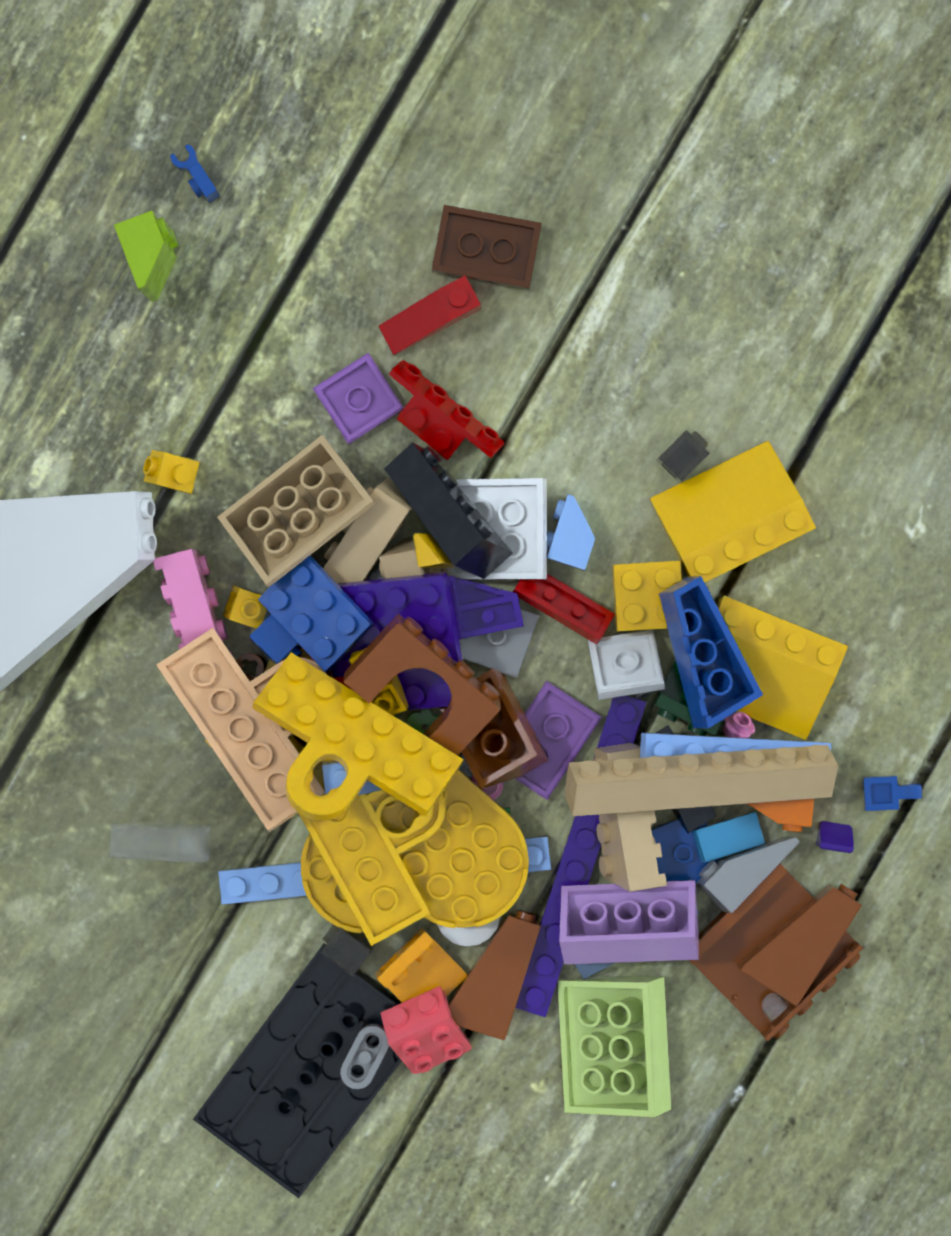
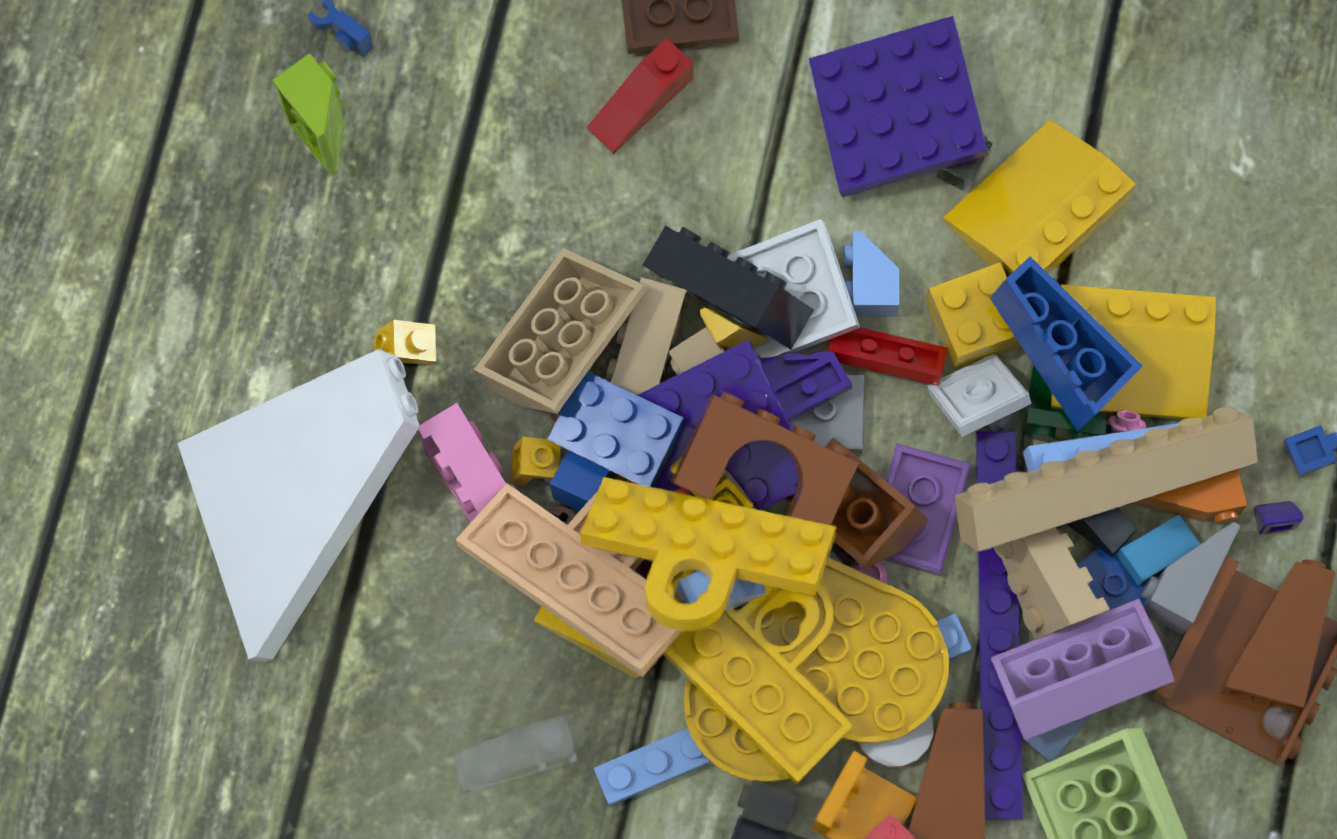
camera: 15 degrees left, 15 degrees down
(358, 398) = (589, 208): medium lavender tile -> none
(438, 417) = (683, 202): red bracket -> none
(642, 394) = (898, 106): none -> dark purple plate

